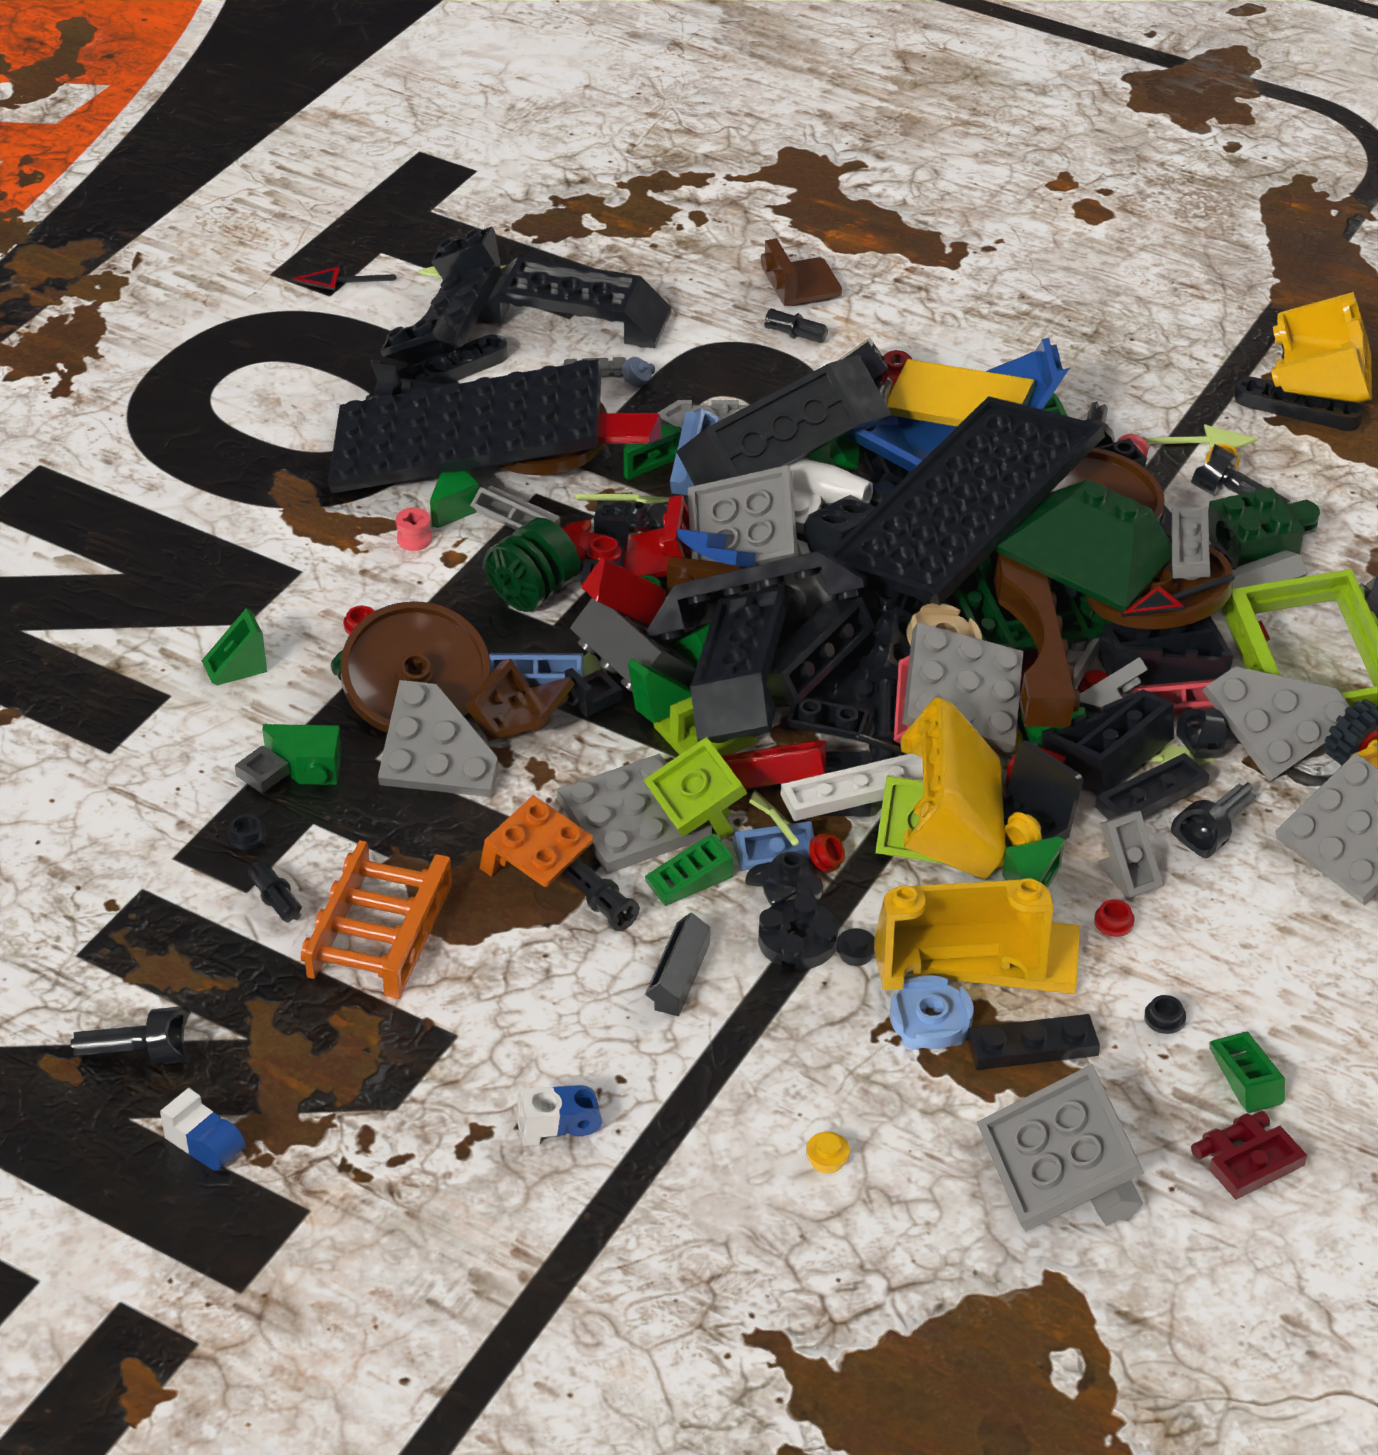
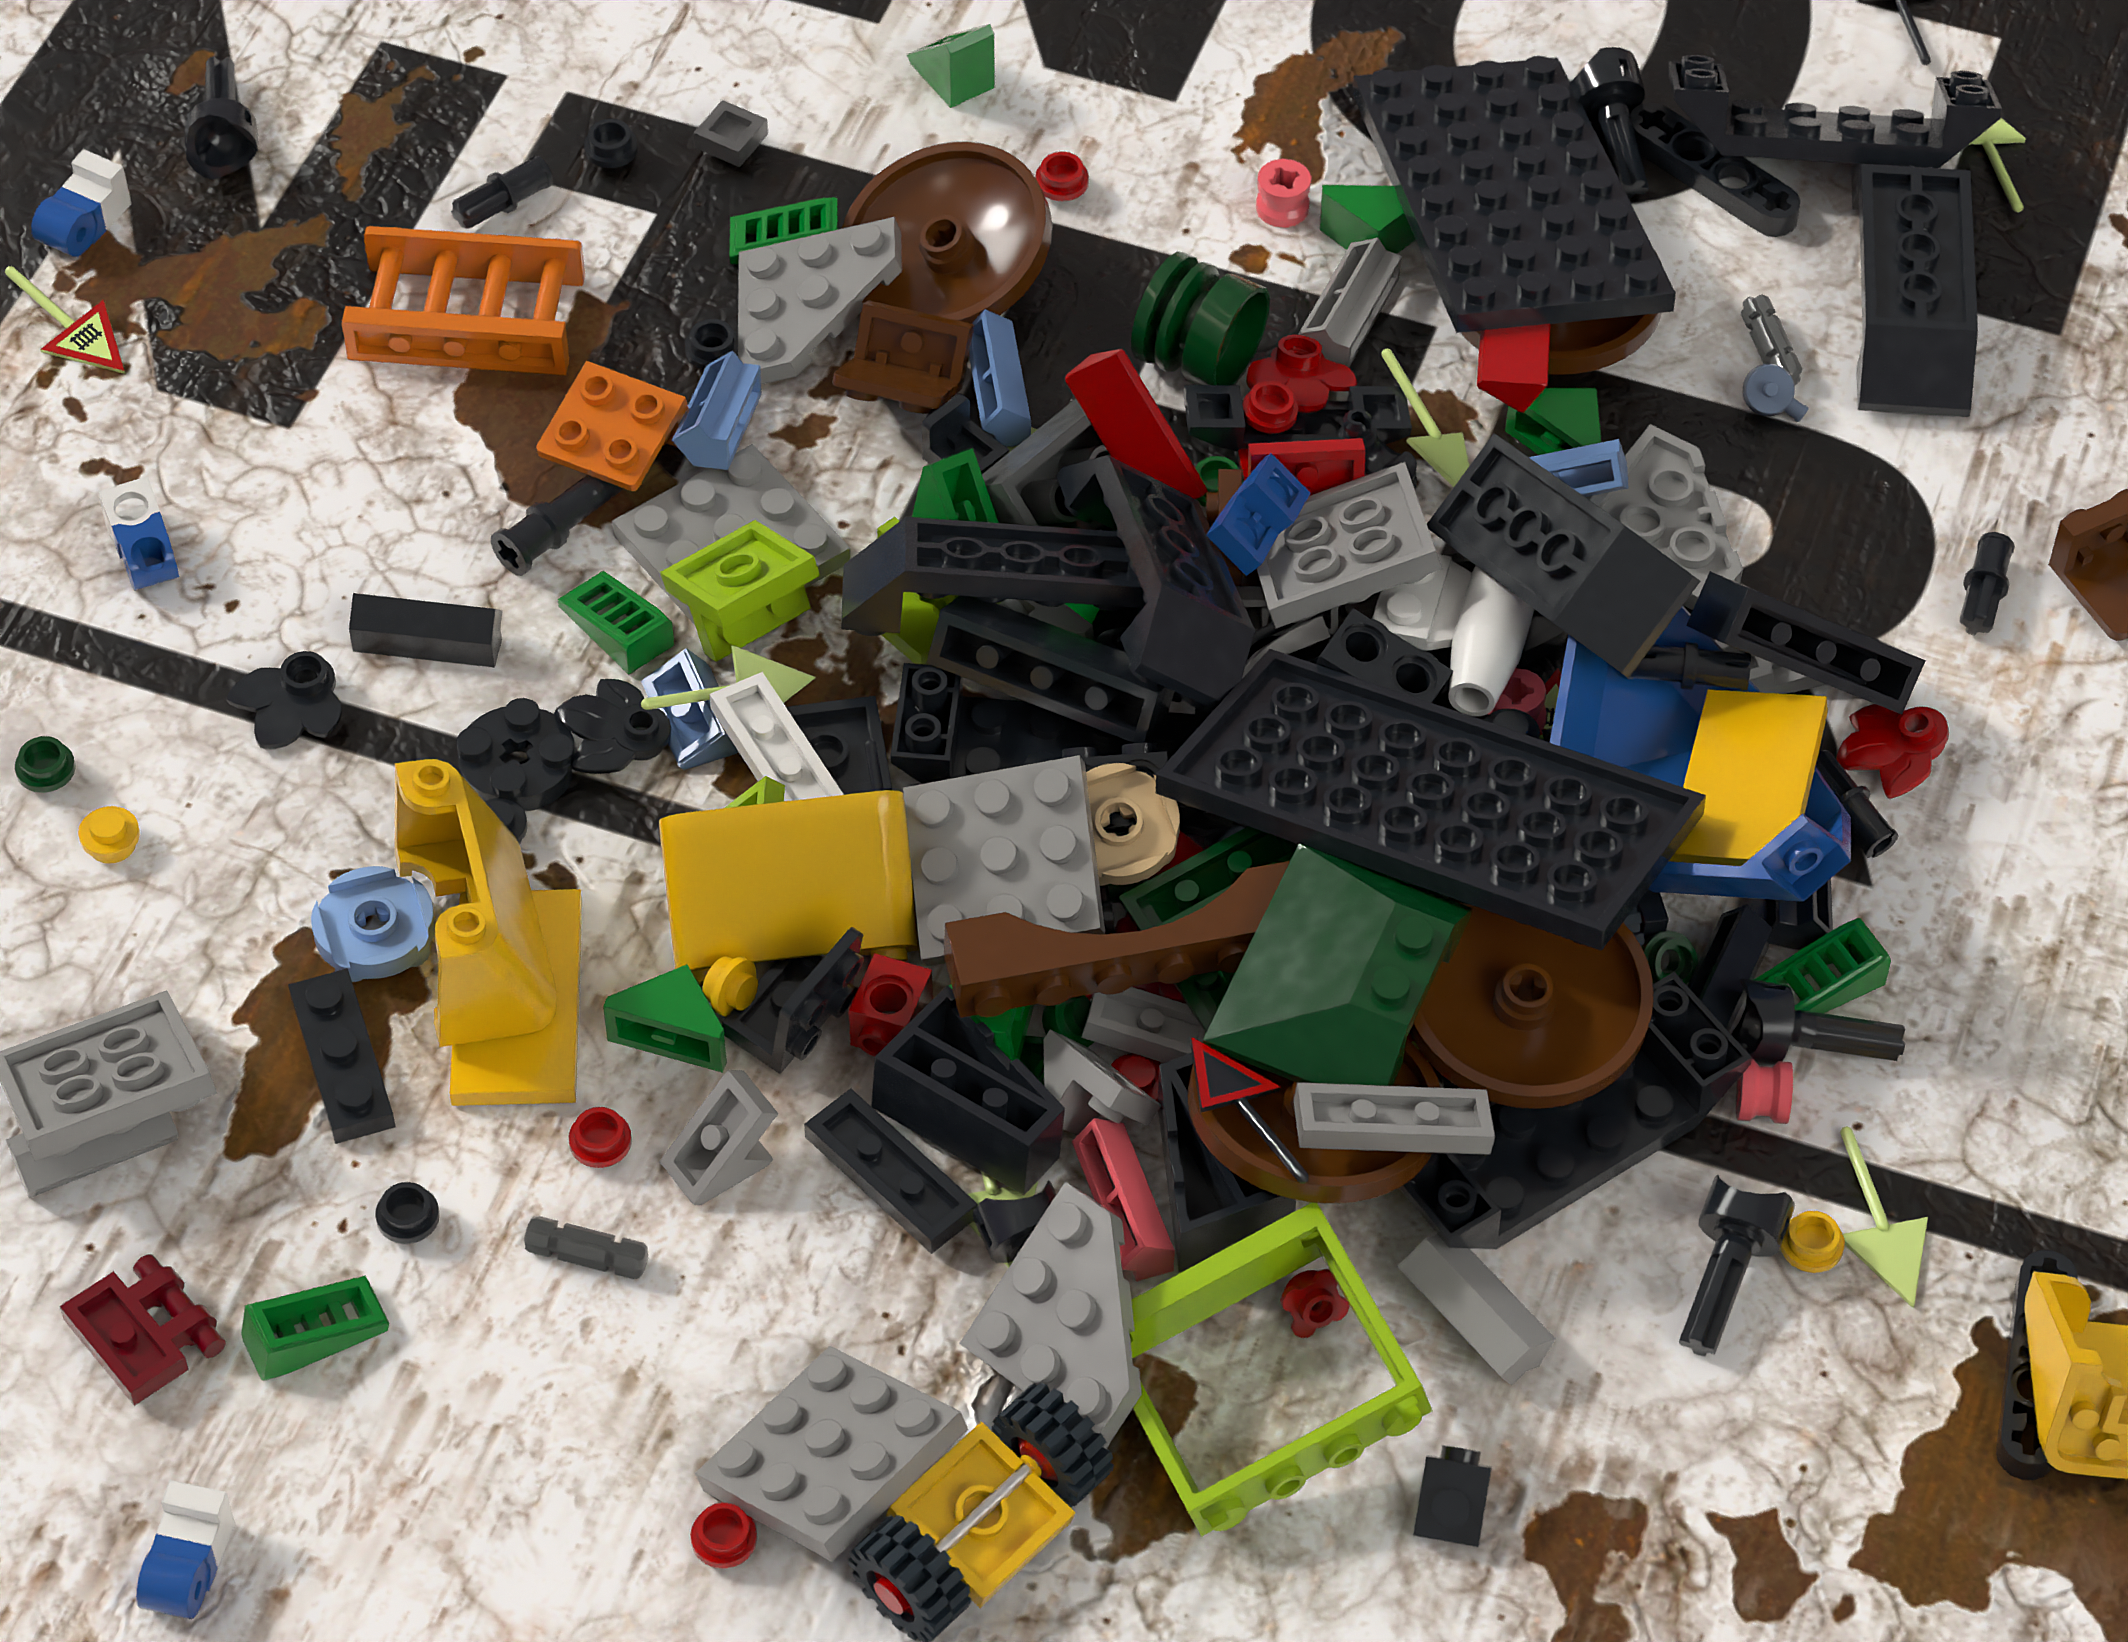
camera: 80 degrees right, 10 degrees up
(311, 751) = (763, 165): green slope -> none
(330, 1144) = (83, 340): none -> piece
(370, 732) = (796, 219): none -> green slope
(458, 800) = (709, 342): none -> black plate
(516, 788) = (719, 412): none -> medium blue piece
(725, 1045) = (287, 703): none -> black plate
(758, 1185) = (44, 764): none -> dark green plate
(778, 764) = (838, 673): red slope -> none
(826, 852) = (674, 765): red plate -> none
(1195, 934) = (586, 1247): none -> dark grey axle
(1207, 825) = (805, 1238): black piece -> none
(1260, 524) = (1601, 1294): dark green brick -> none

